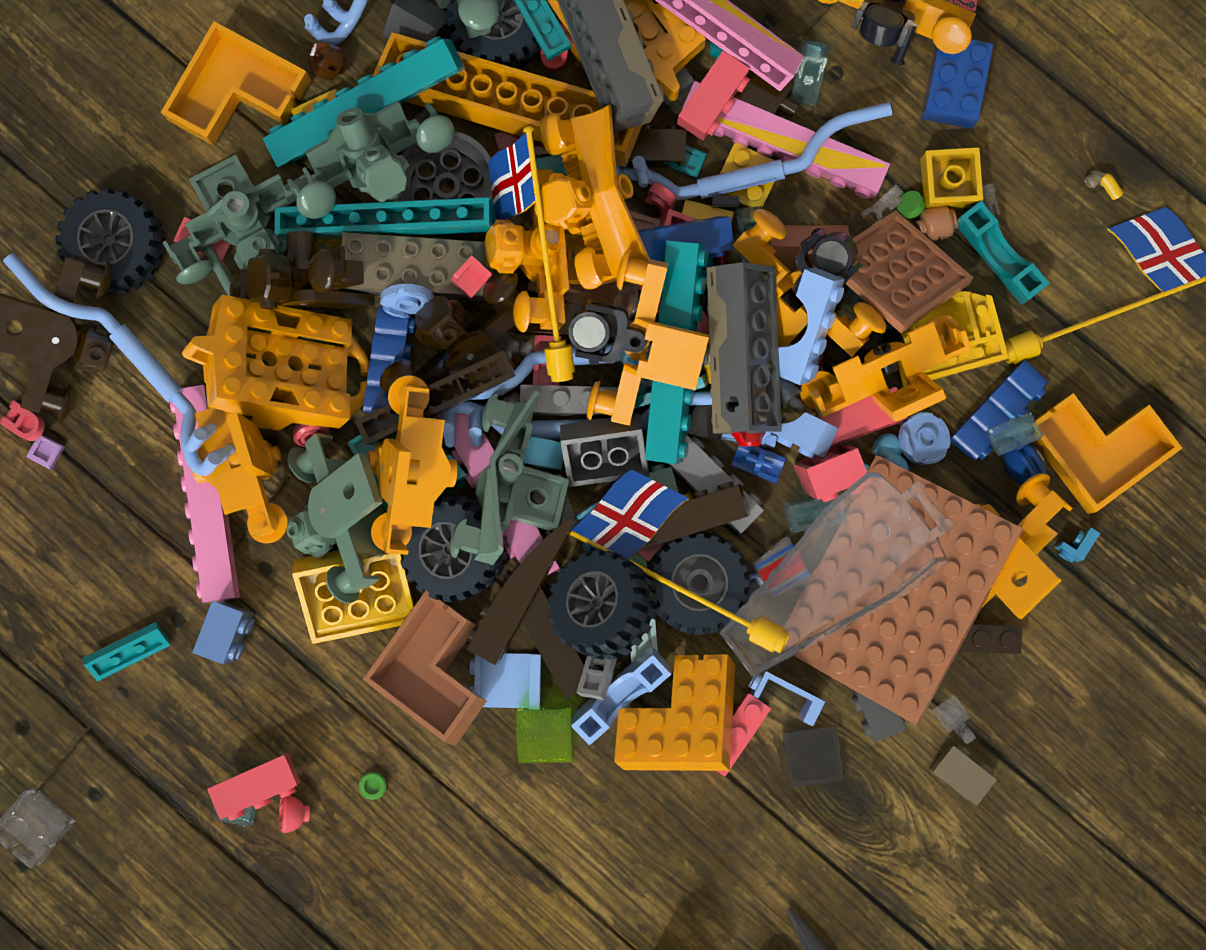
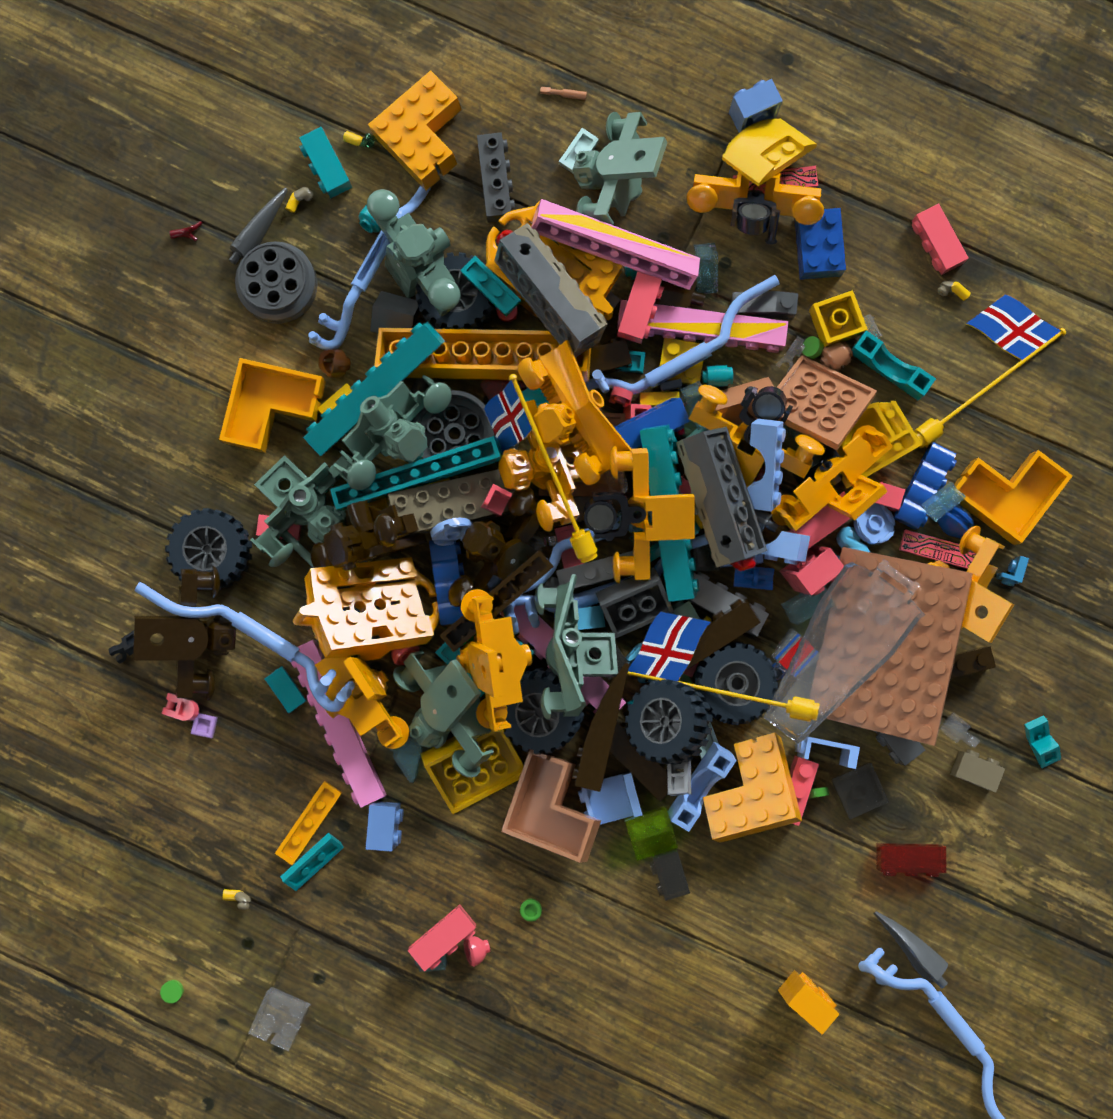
camera: 15 degrees left, 0 degrees up
(25, 666) = (237, 895): none -> arm
(136, 603) = (308, 823): none -> light orange plate
(155, 436) = (285, 689): none -> teal tile
(278, 560) = (408, 758): none -> clear light blue slope
(552, 791) = (670, 875): none -> clear smoke brick
(761, 744) = (818, 792): none -> bright green tile
(786, 206) = (718, 375): none -> teal brick
(851, 857) = (911, 859): none -> clear red brick
(874, 139) = (770, 305): none -> dark grey slope
(952, 411) = (892, 498): none -> coral panel
(988, 490) = (935, 549): none -> coral tile
(1051, 761) = (1042, 743): none -> teal slope
(1104, 117) = (939, 239): none -> coral brick

